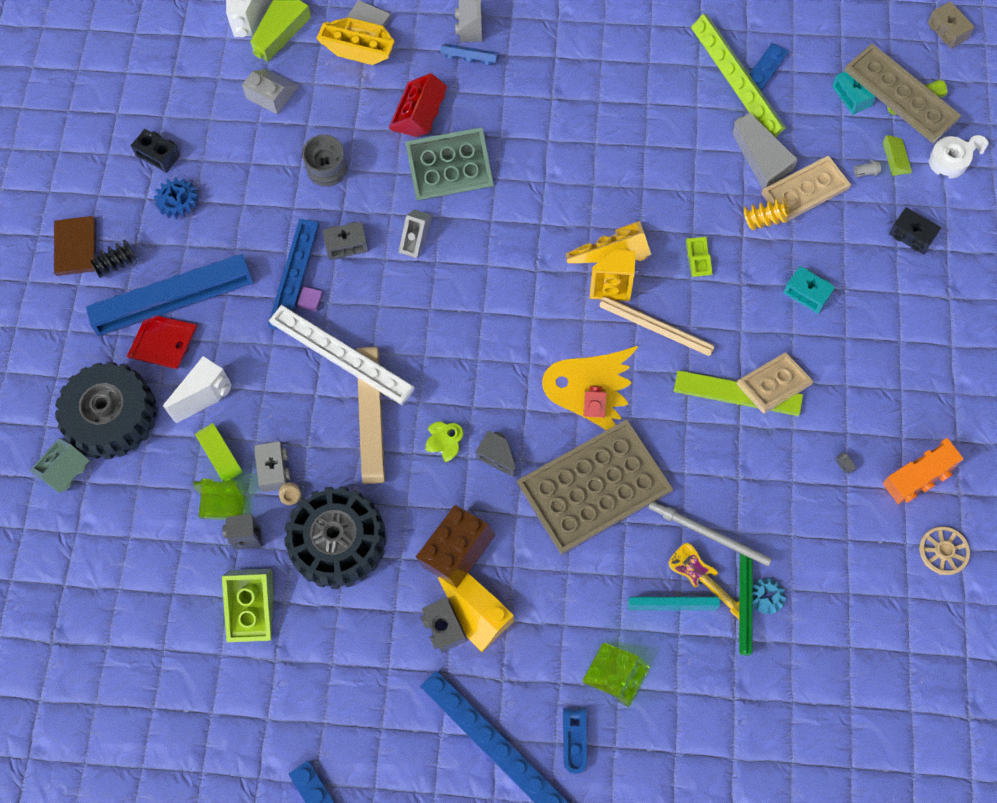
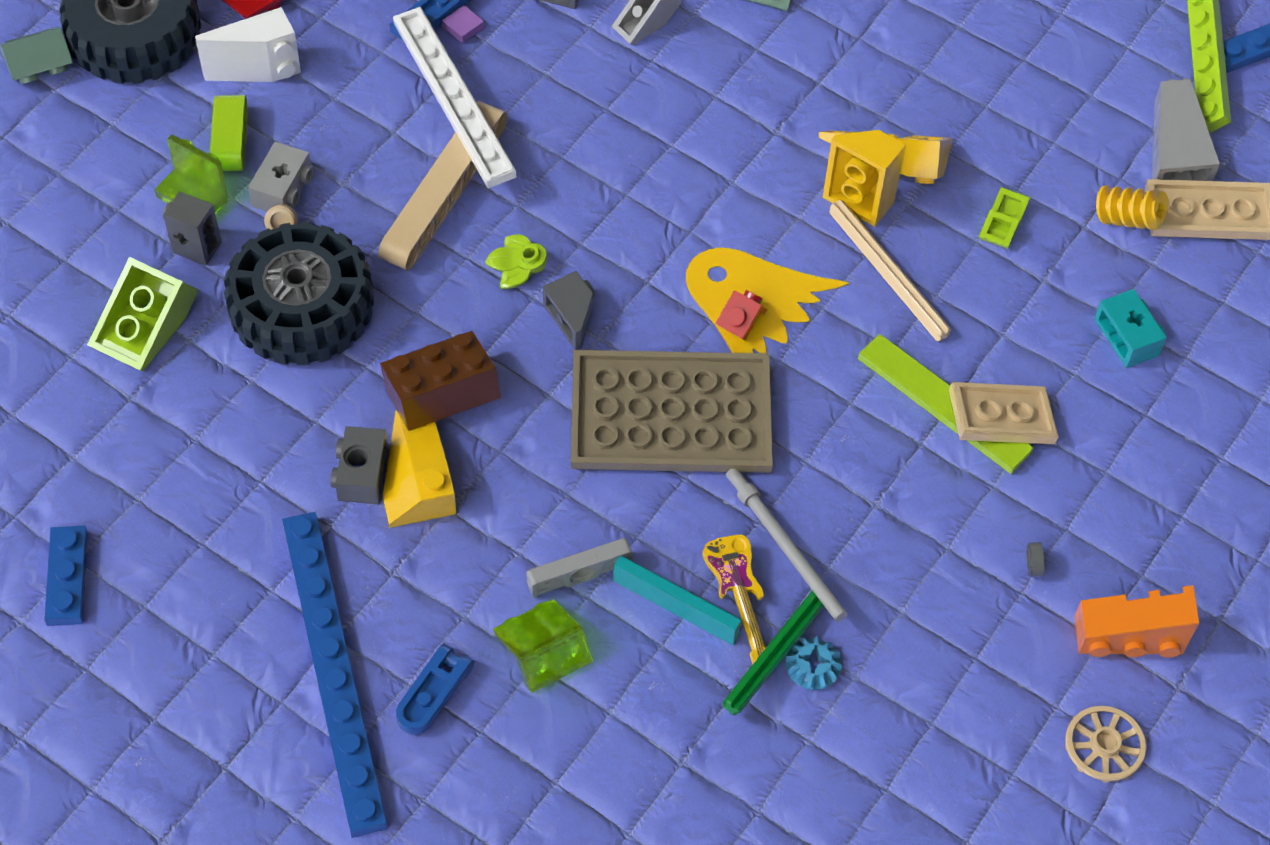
camera: 25 degrees right, 10 degrees down
(607, 615) = (577, 567): none -> light grey piece

